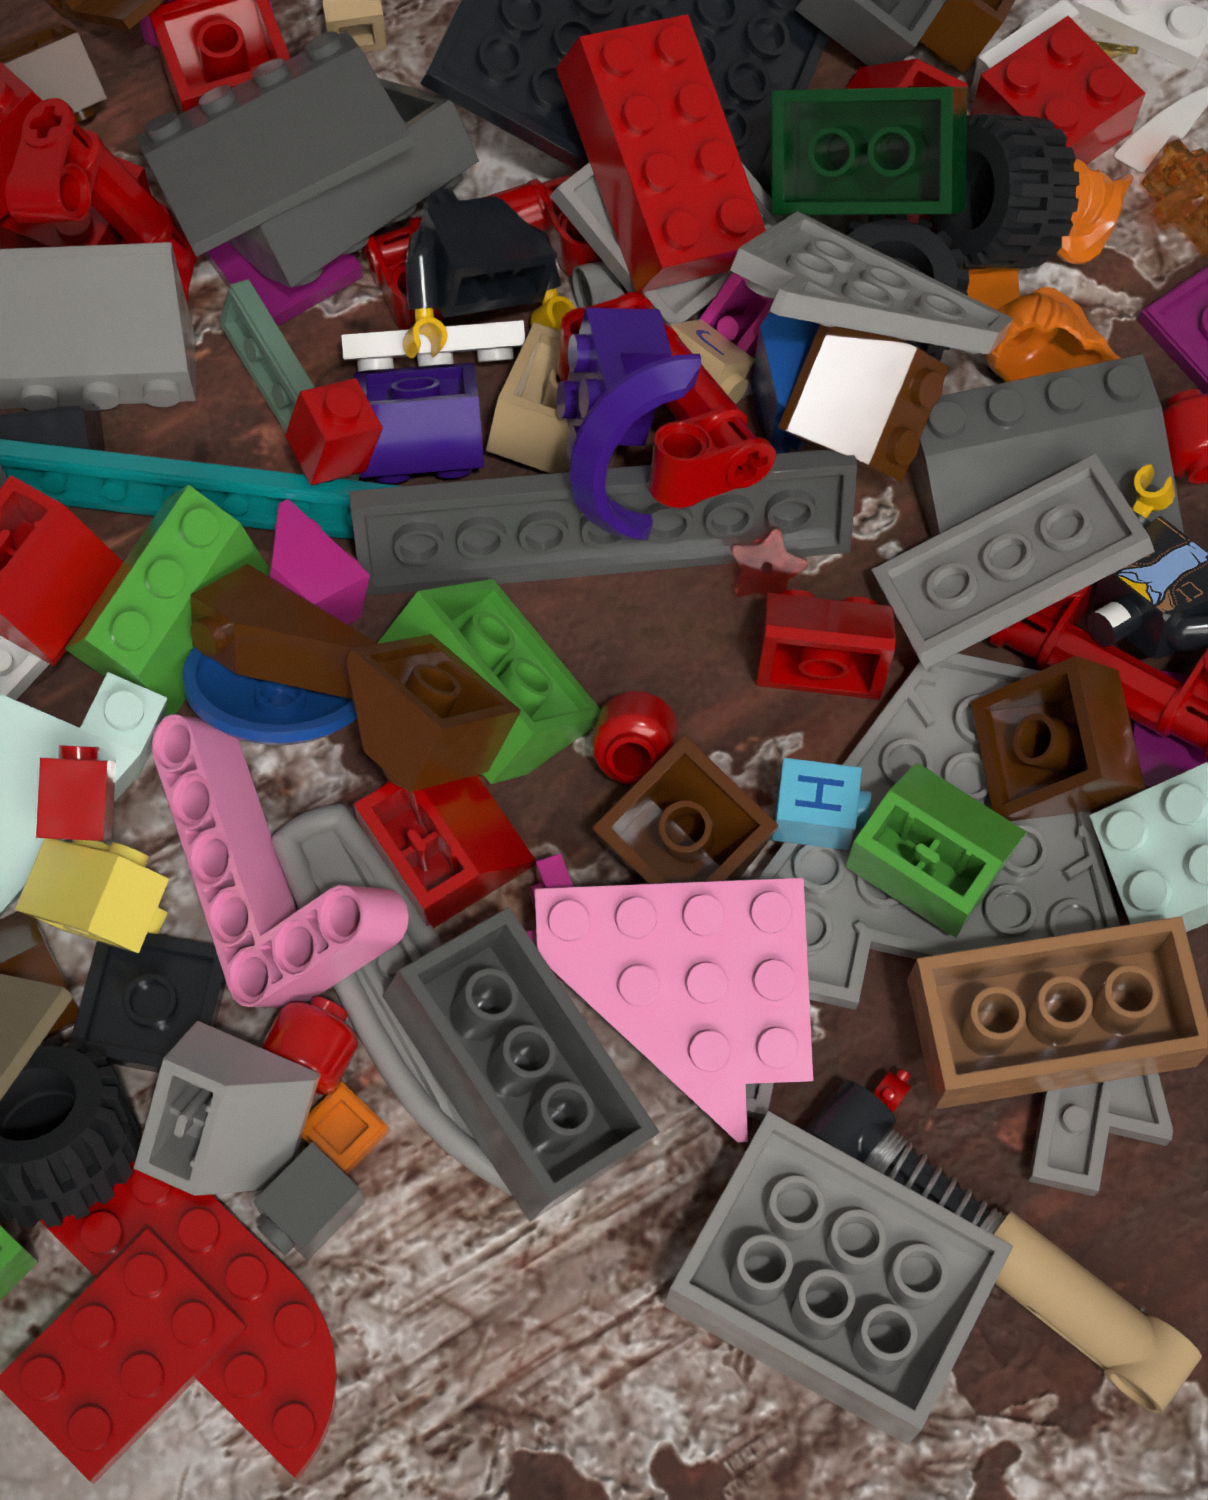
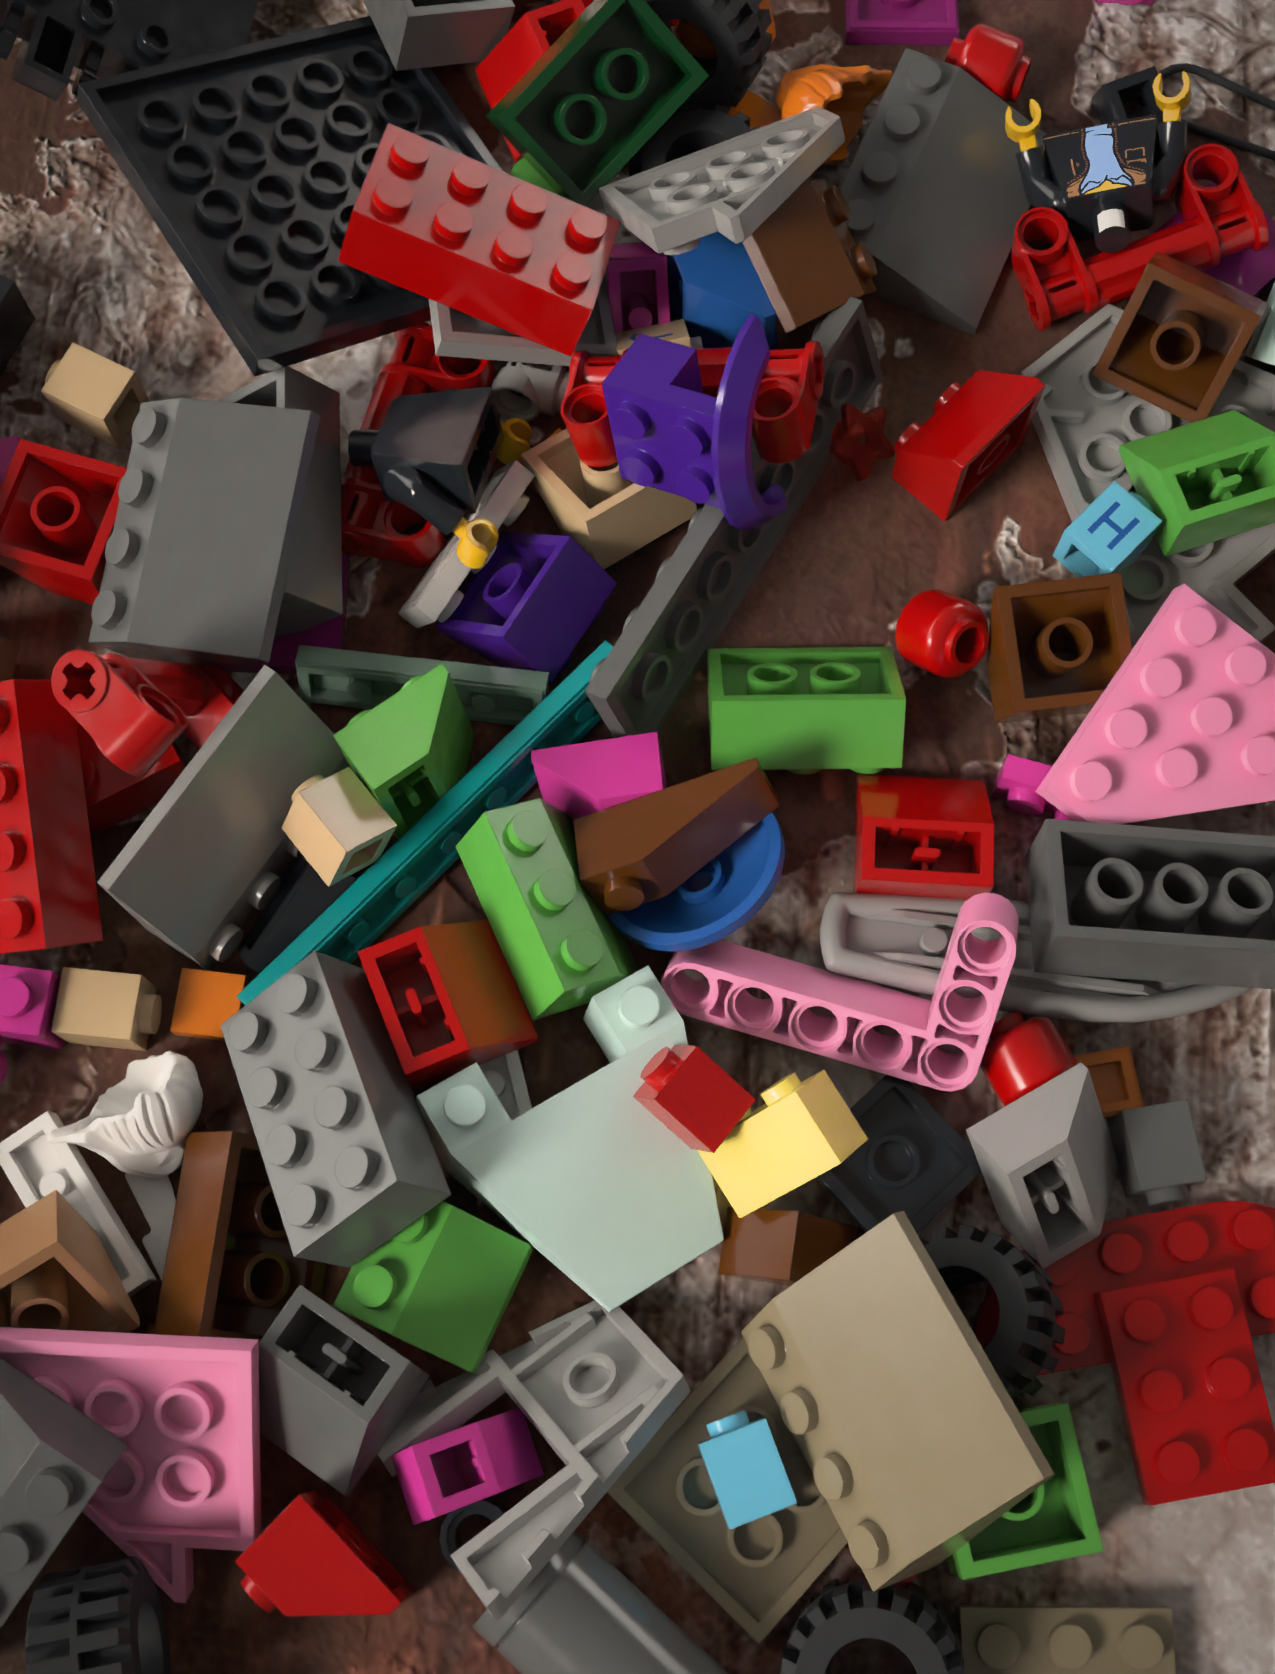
camera: 50 degrees left, 5 degrees up
(110, 398) = (337, 825): none -> tan brick
(217, 409) = (411, 746): none -> bright green slope
(333, 431) = (516, 667): red brick -> none
(426, 712) = (834, 764): reddish brown slope -> none
(1012, 560) = (1010, 256): light grey plate -> none

